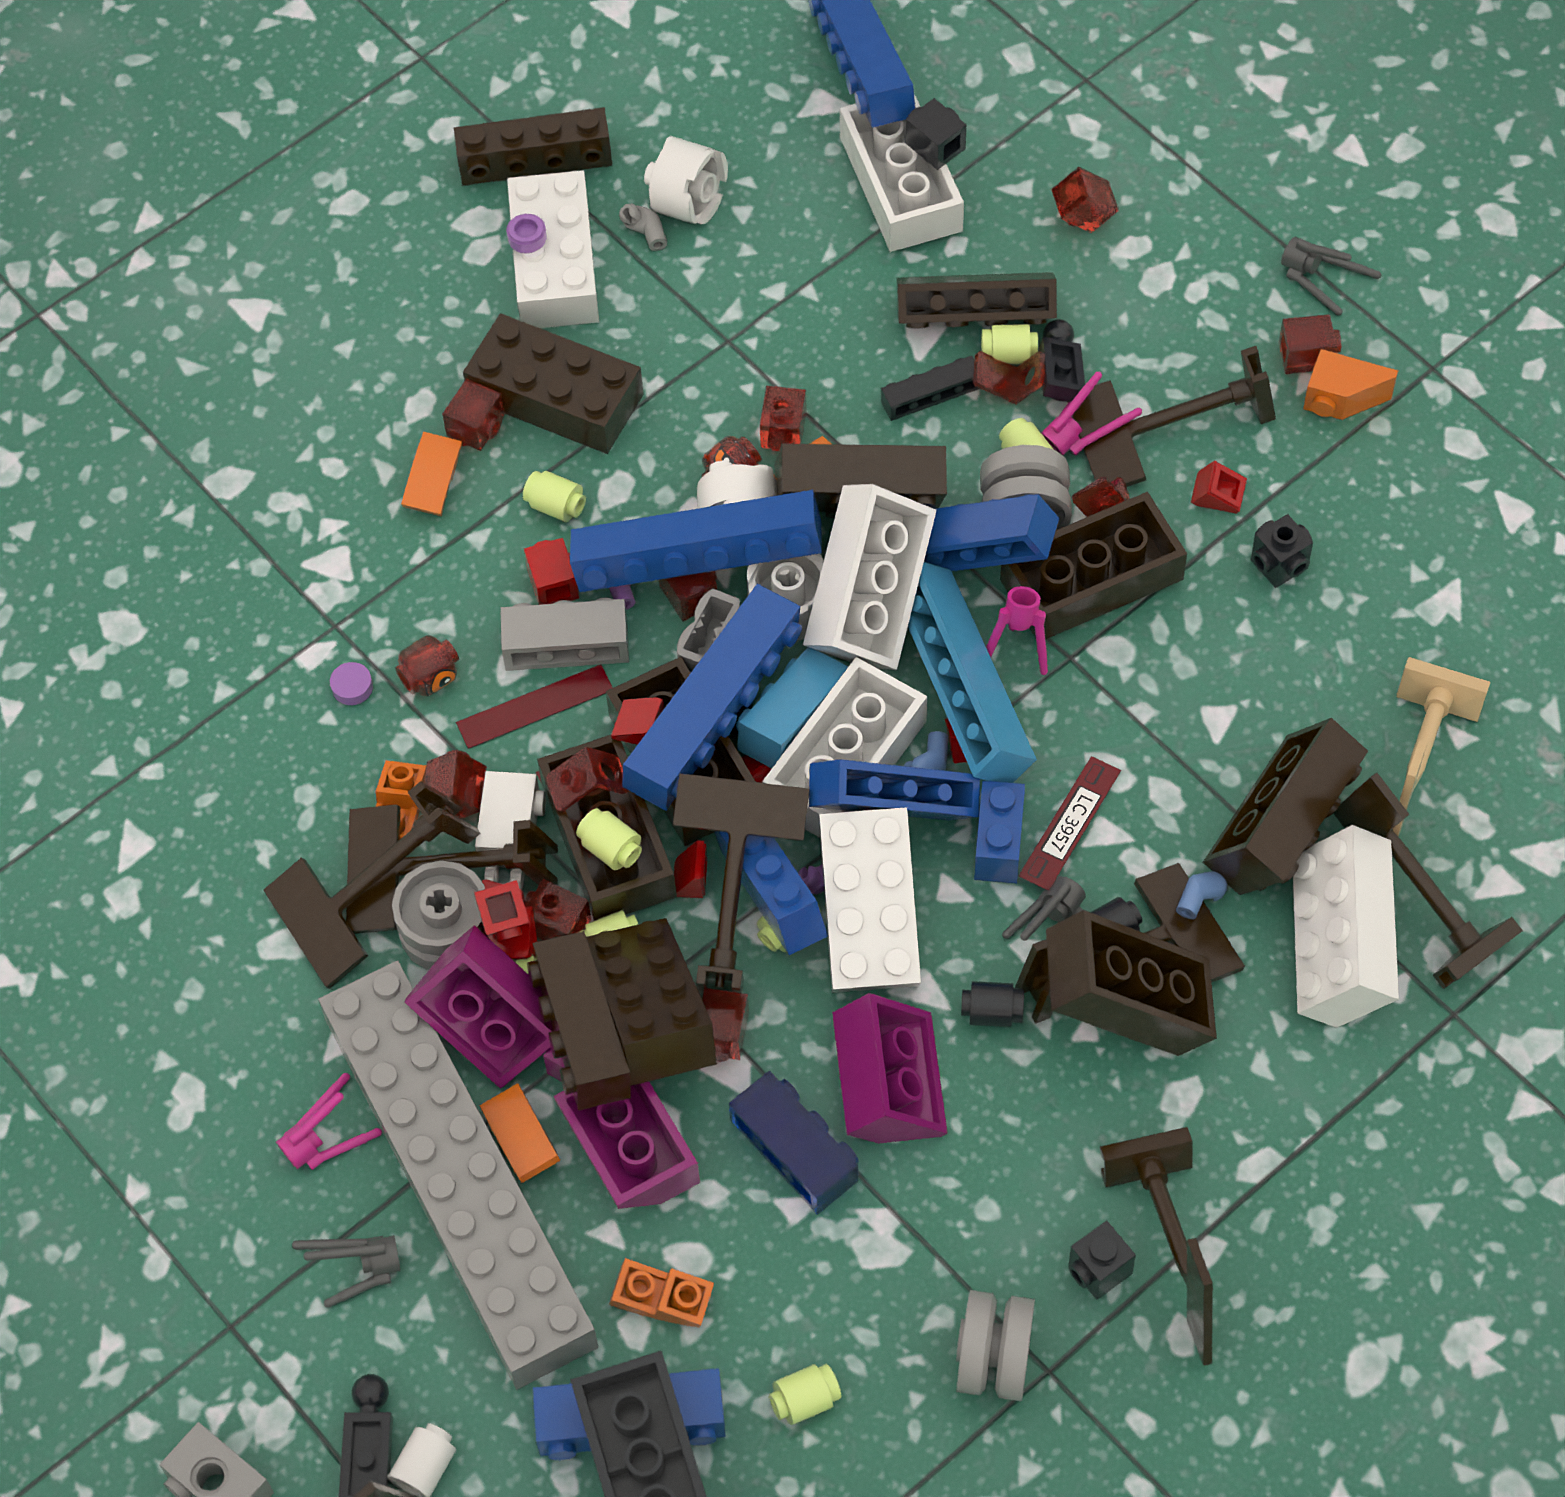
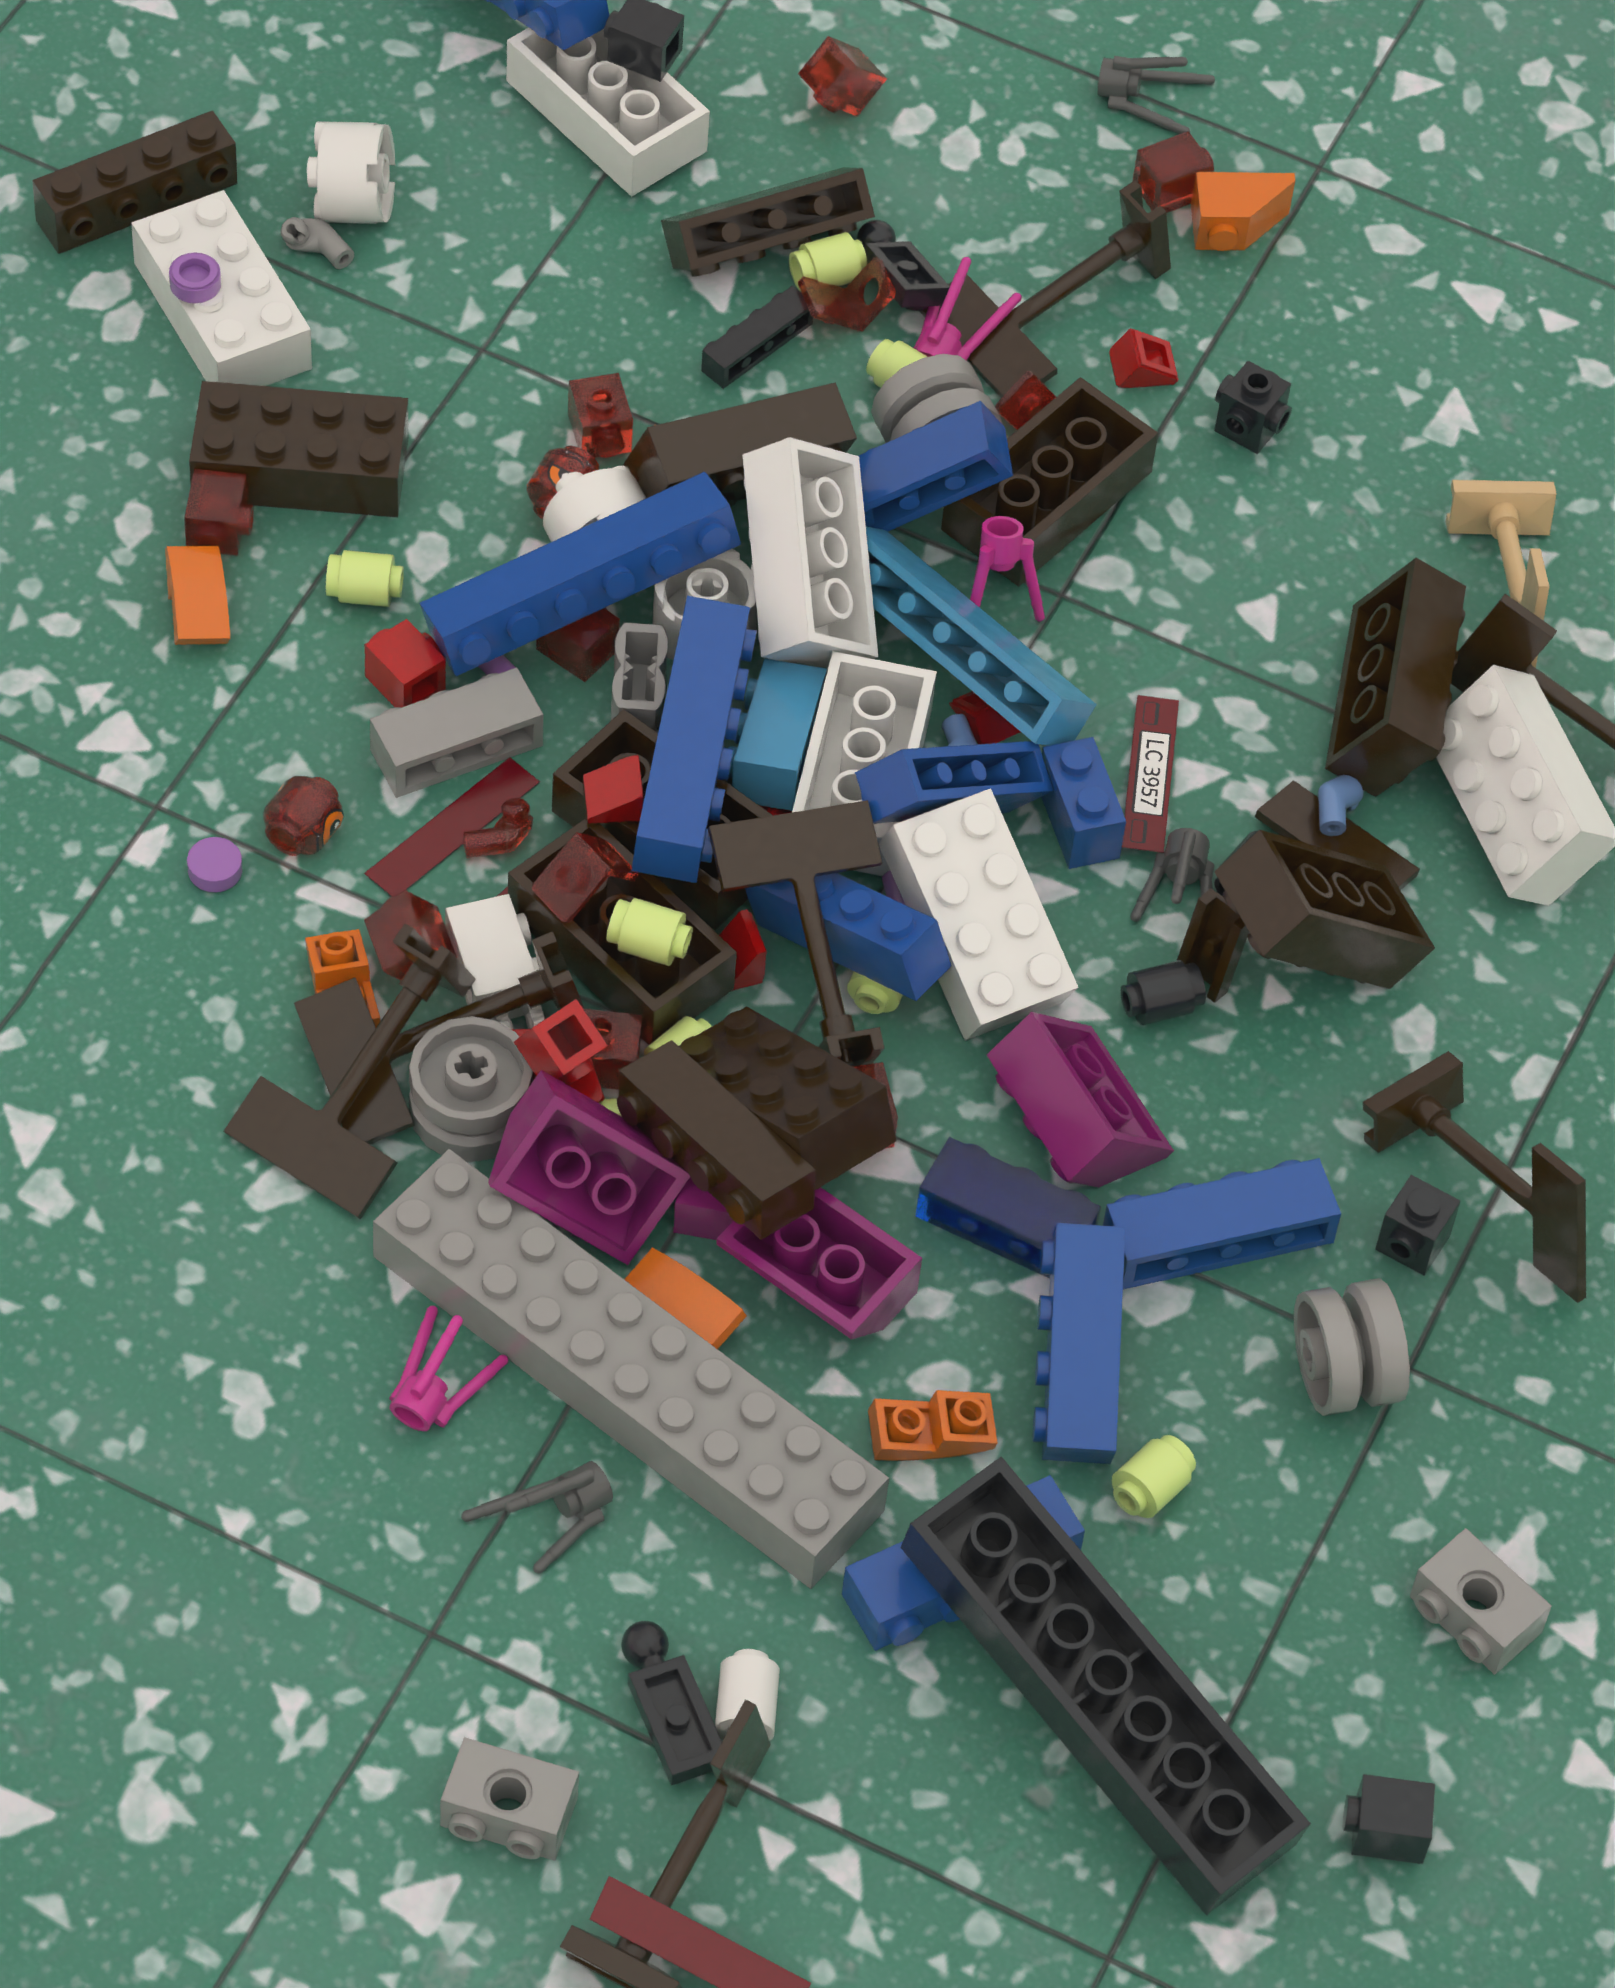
camera: 30 degrees left, 5 degrees down
(567, 724) = (506, 833): none -> clear red arm
(791, 1270) = (1082, 1343): none -> blue brick
(950, 1205) = (1225, 1221): none -> blue brick

